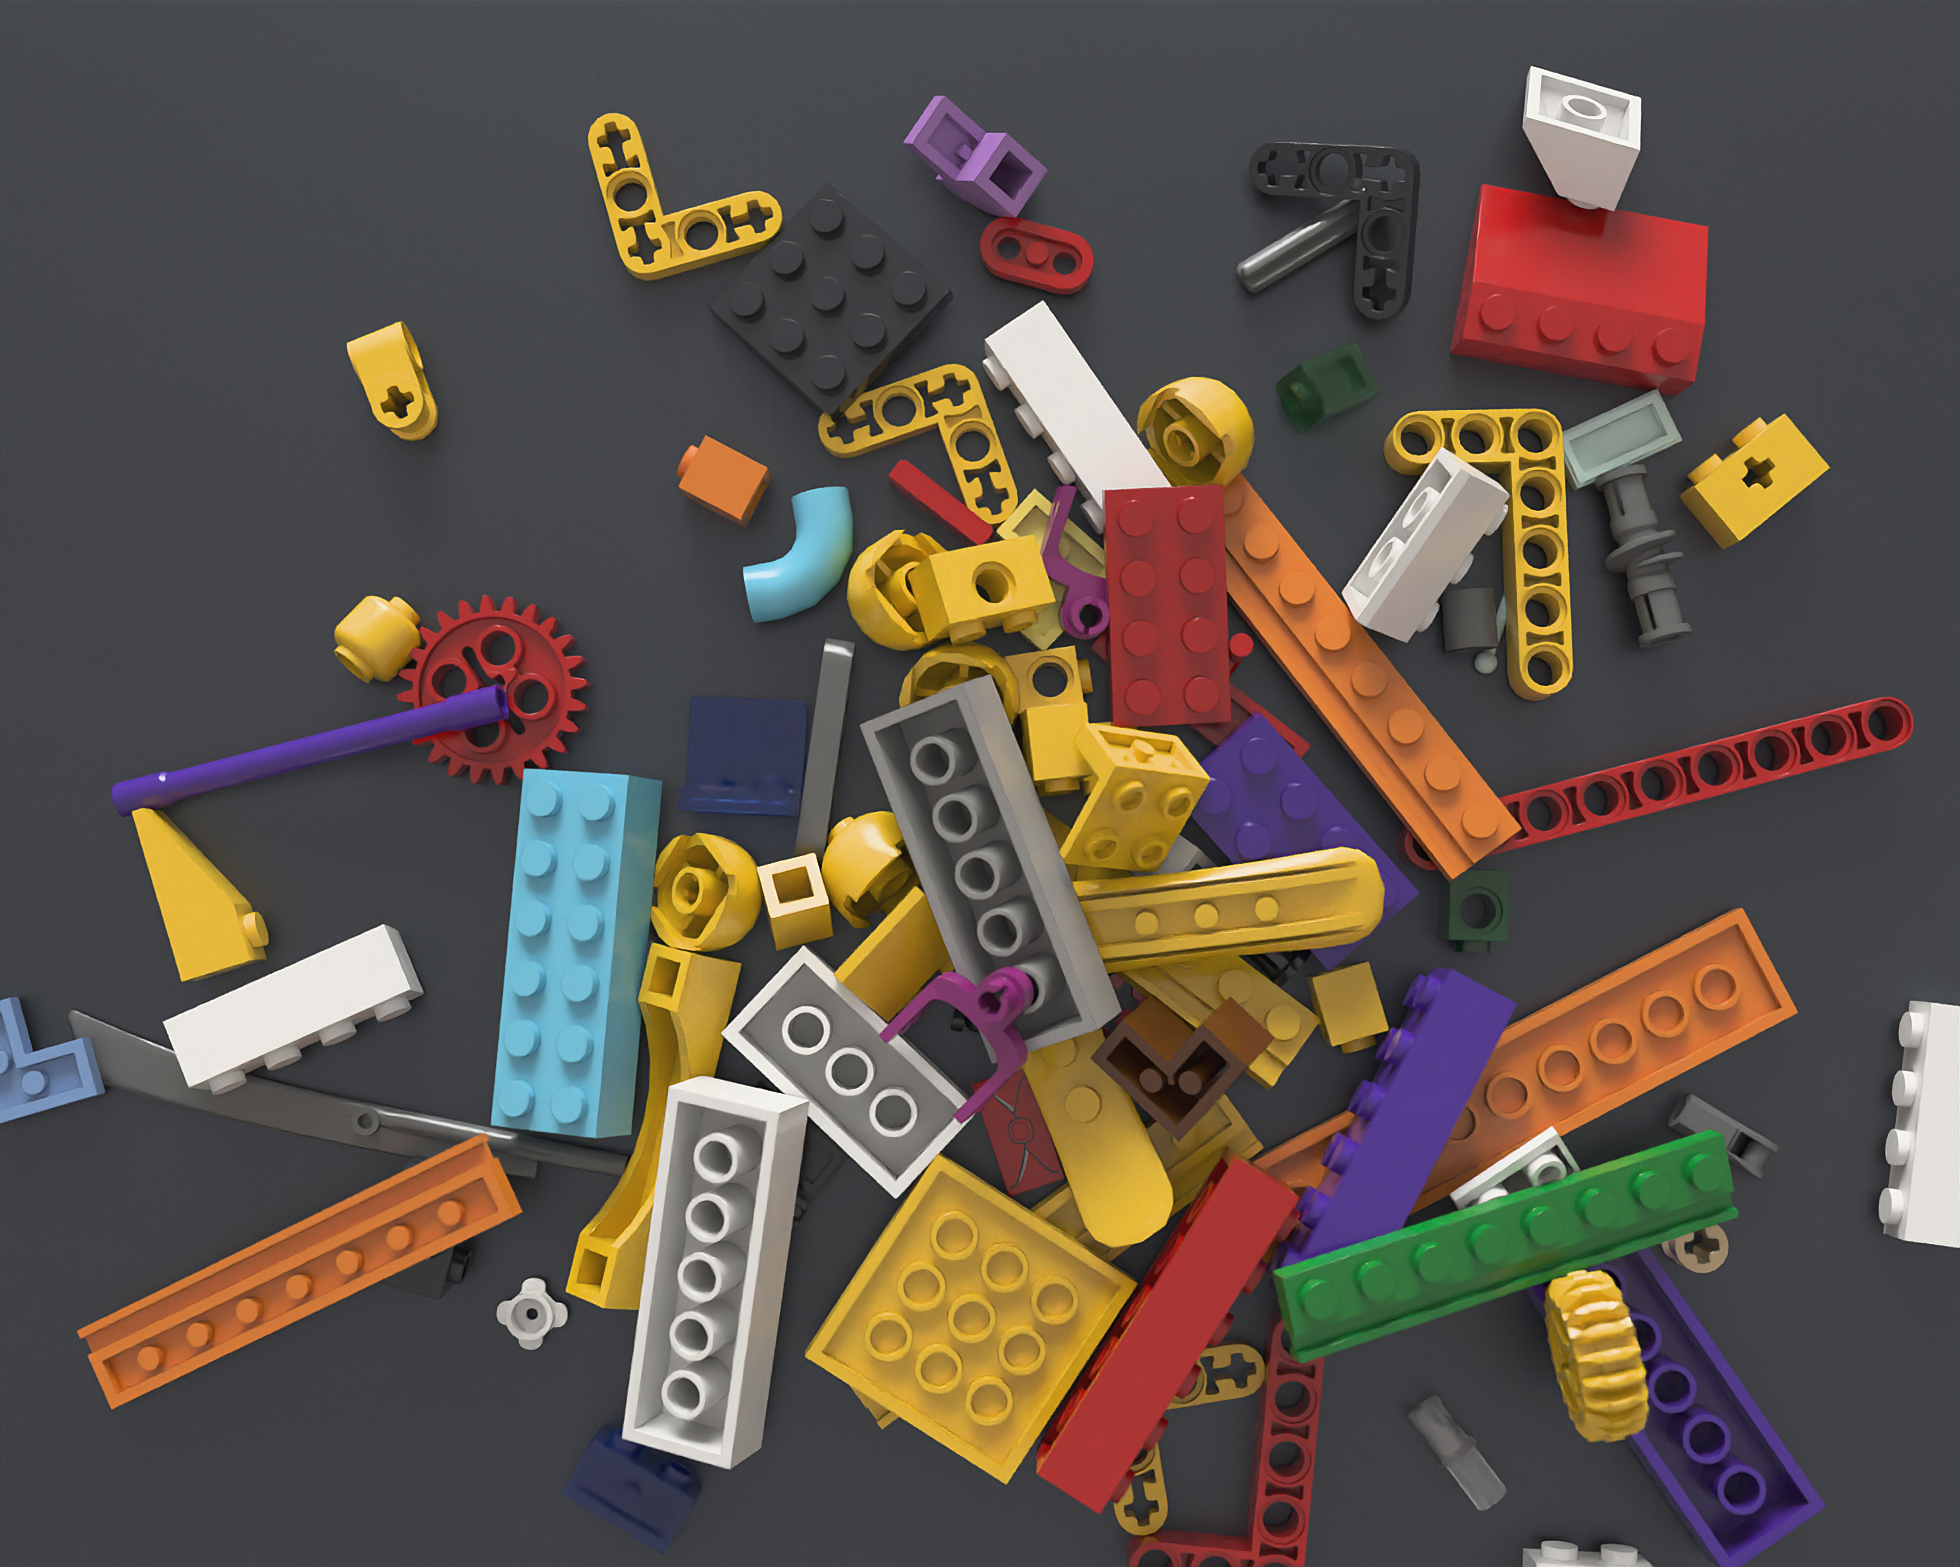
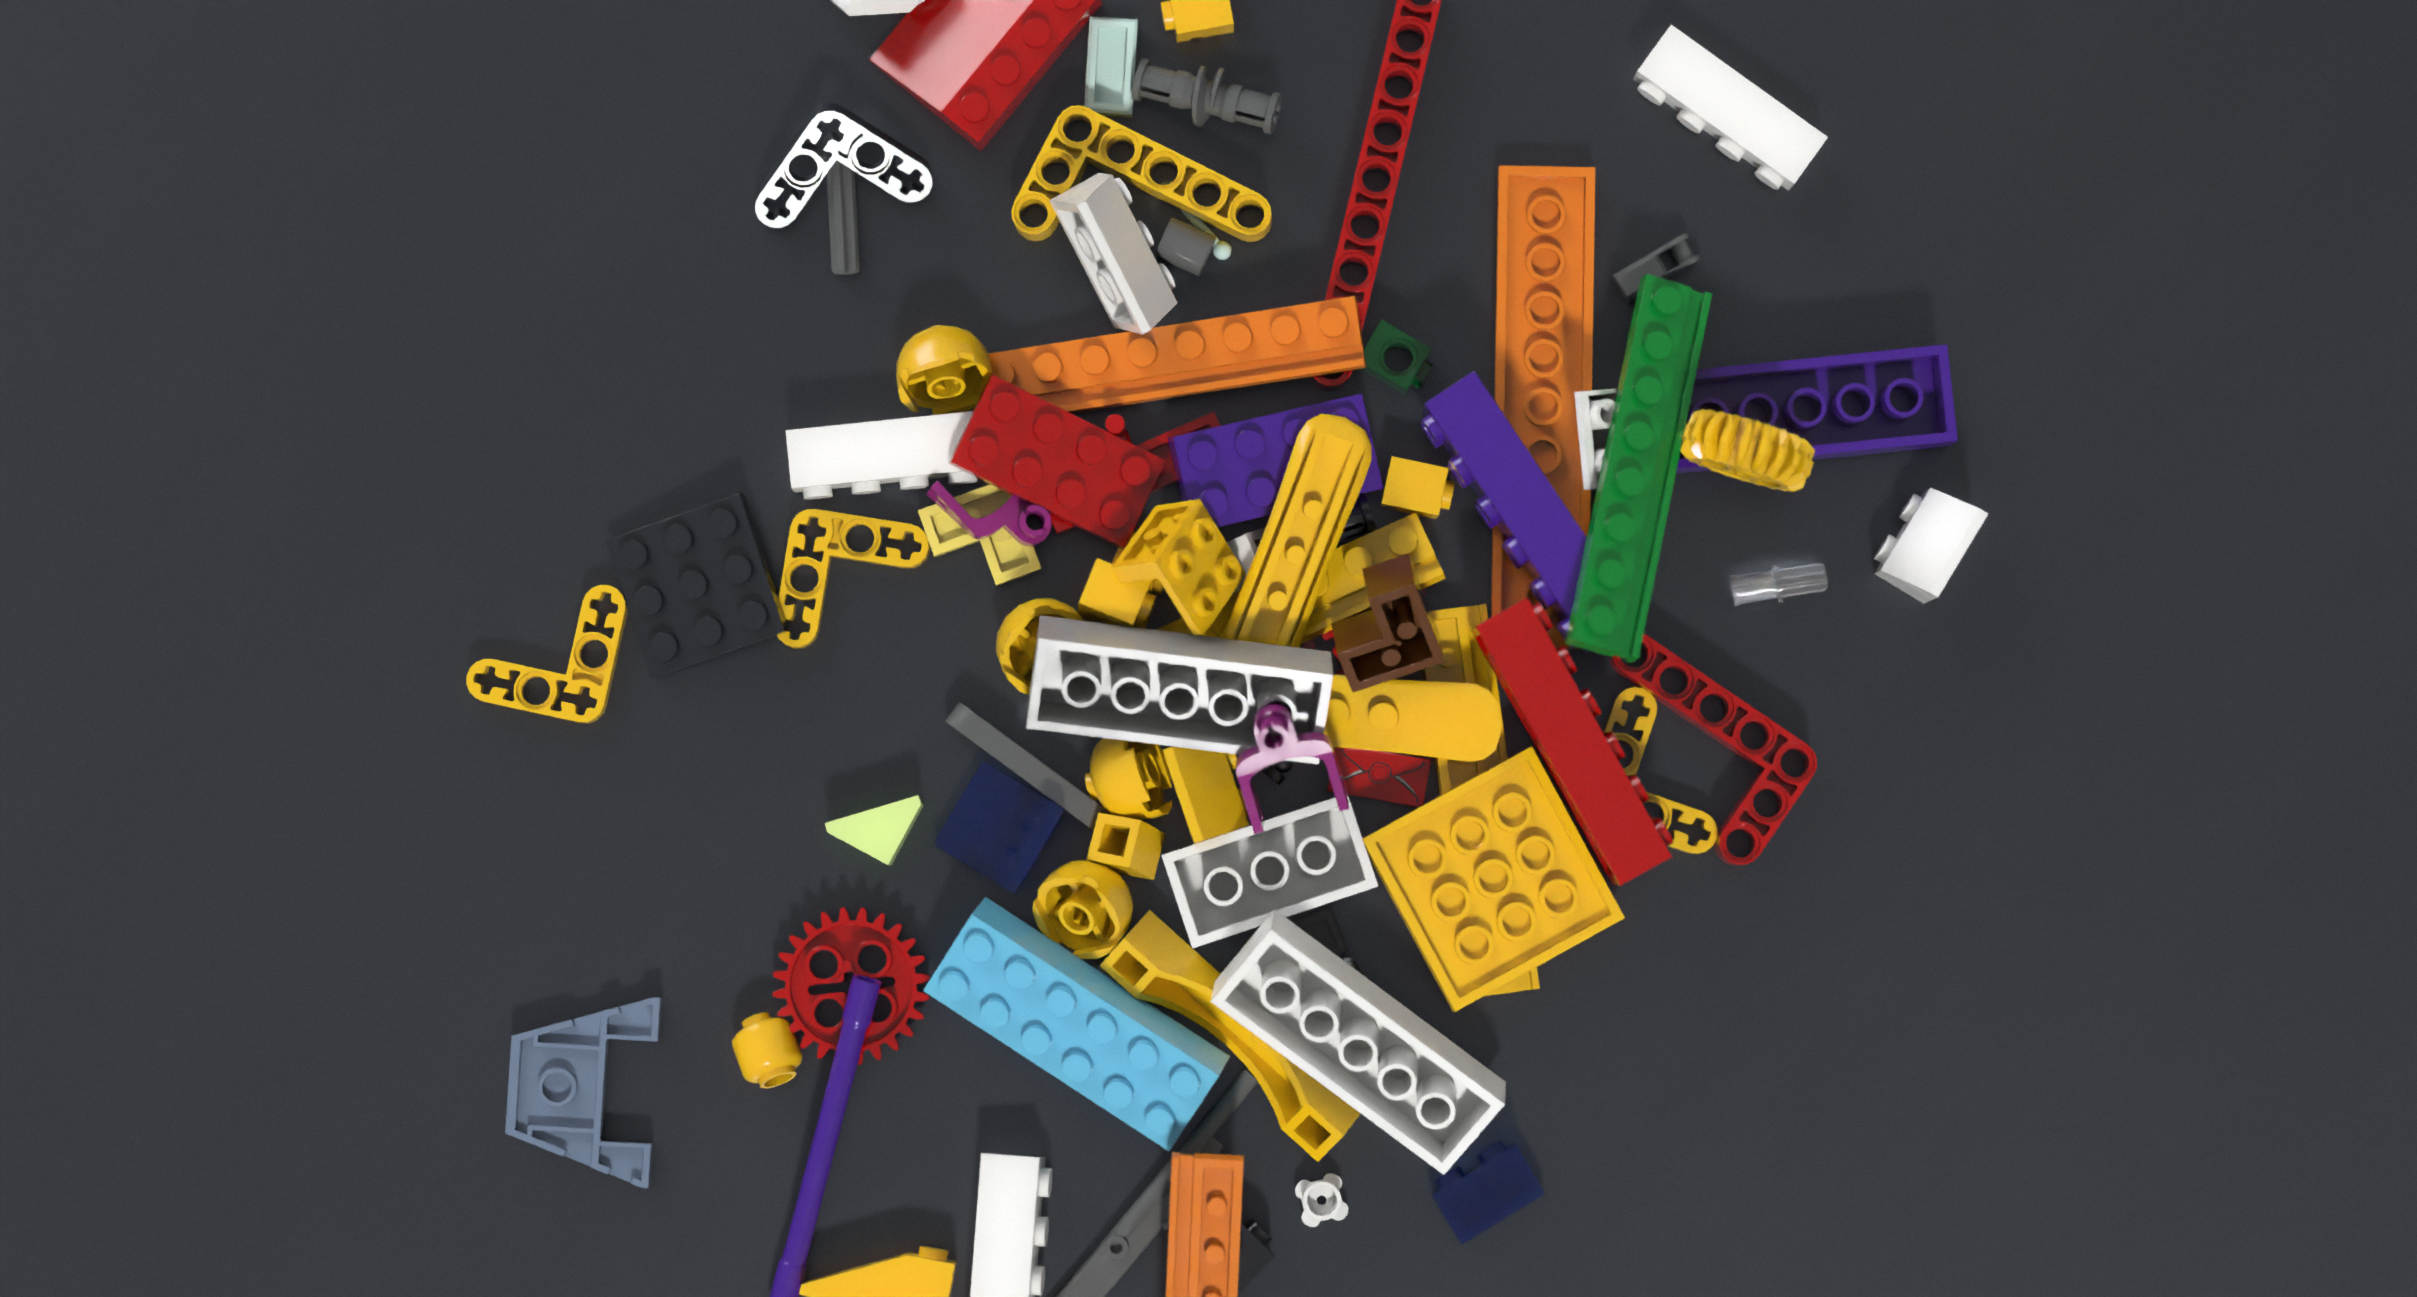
camera: 65 degrees left, 0 degrees up
(226, 446) = (561, 1088): none -> sand blue wing
(392, 374) = (573, 937): yellow piece -> none
(672, 631) = (879, 830): none -> yellowish green slope
(723, 480) = (787, 735): orange brick -> none
(814, 562) = (883, 699): medium azure cylinder -> none
(882, 593) = (944, 645): yellow cylinder -> none
(940, 505) = (893, 585): red tile -> none
(974, 165) = (653, 423): medium lavender brick -> none
(1008, 572) = (970, 563): yellow brick -> none
(1039, 250) = (742, 413): red plate -> none
(1064, 659) = (1067, 553): yellow brick -> none
(1326, 386) = (958, 256): clear green bracket -> none
(1705, 1256) = (1733, 328): tan bush -> none

